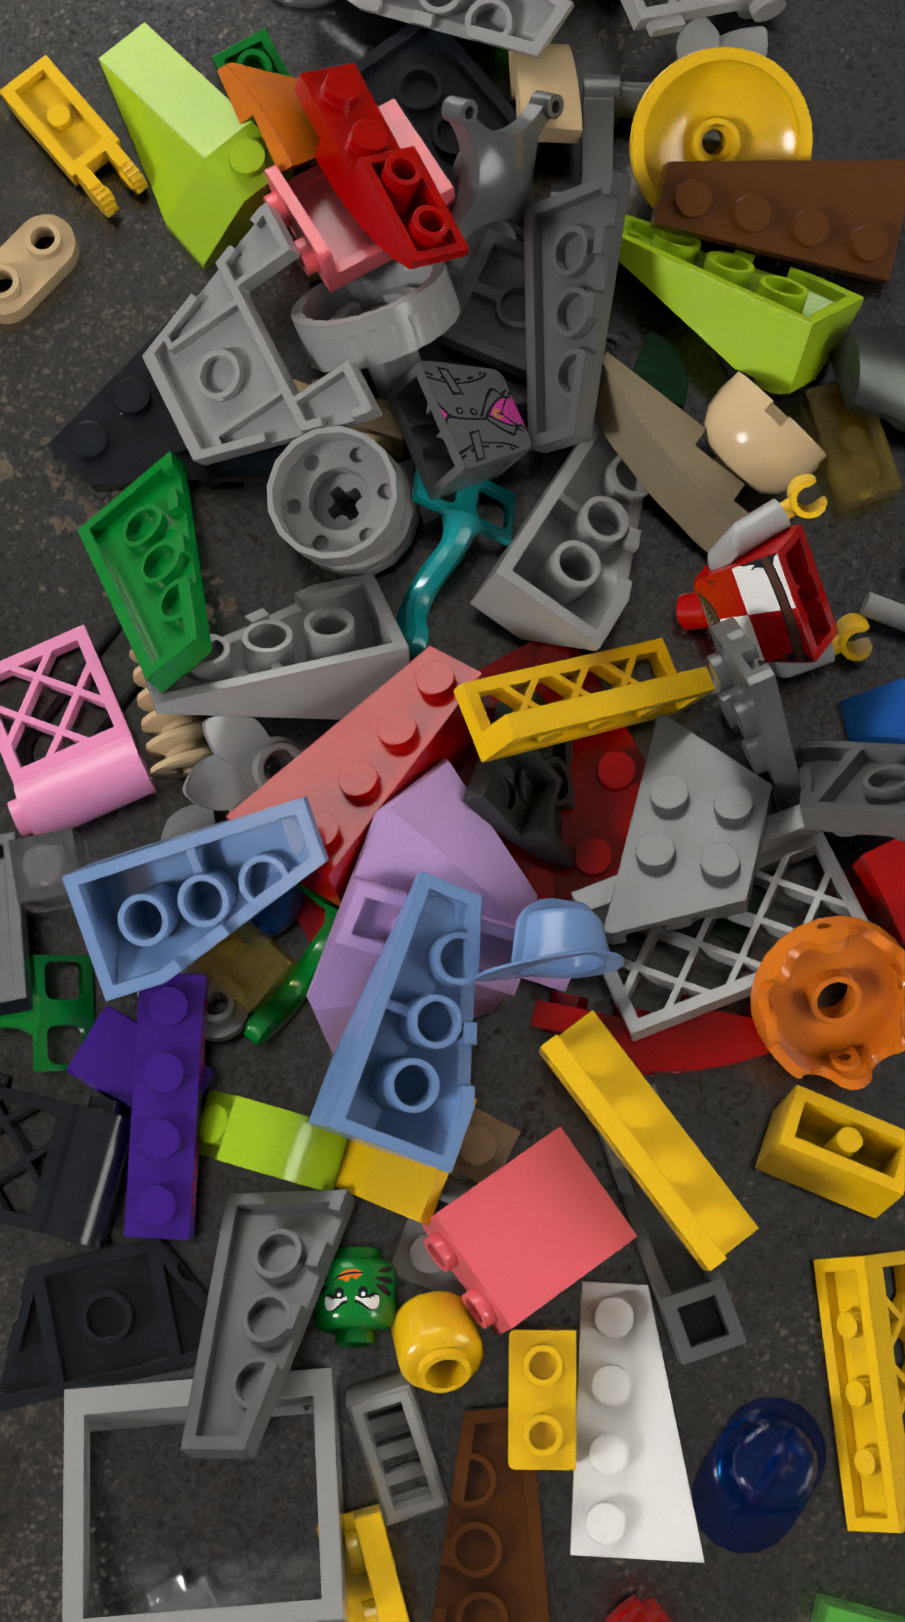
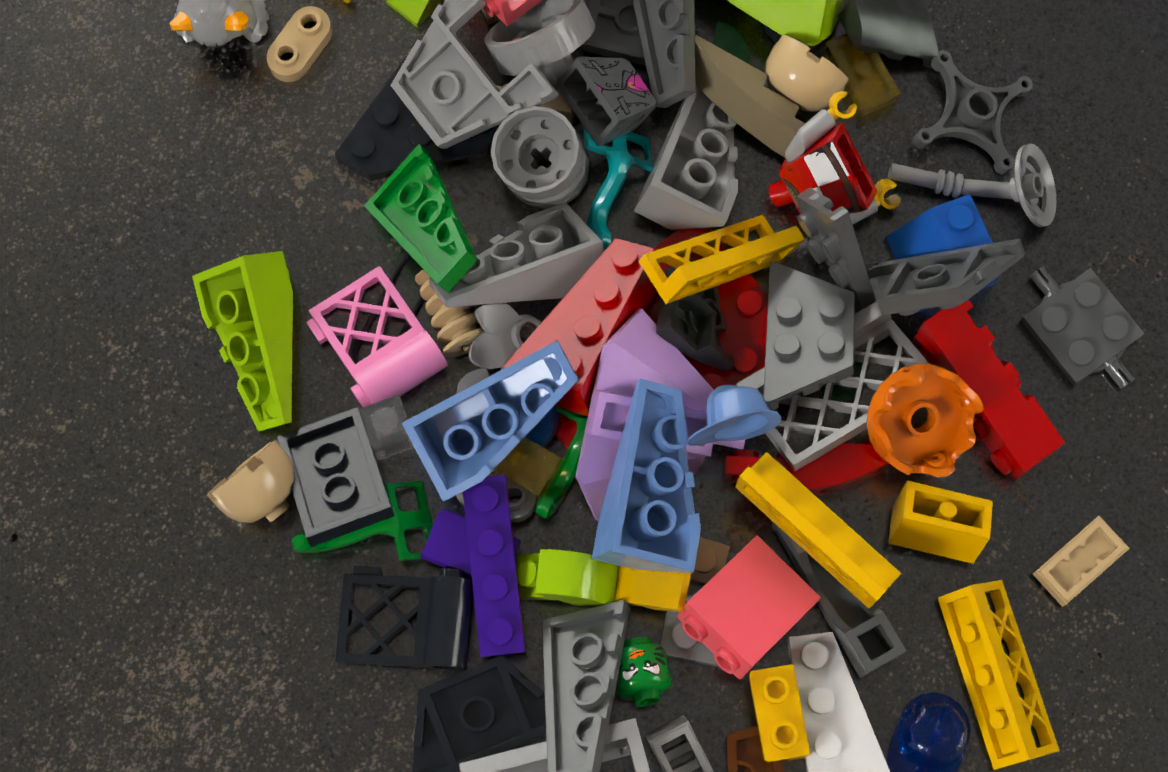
camera: 15 degrees left, 5 degrees down
(436, 1342) = (701, 690): yellow head -> none

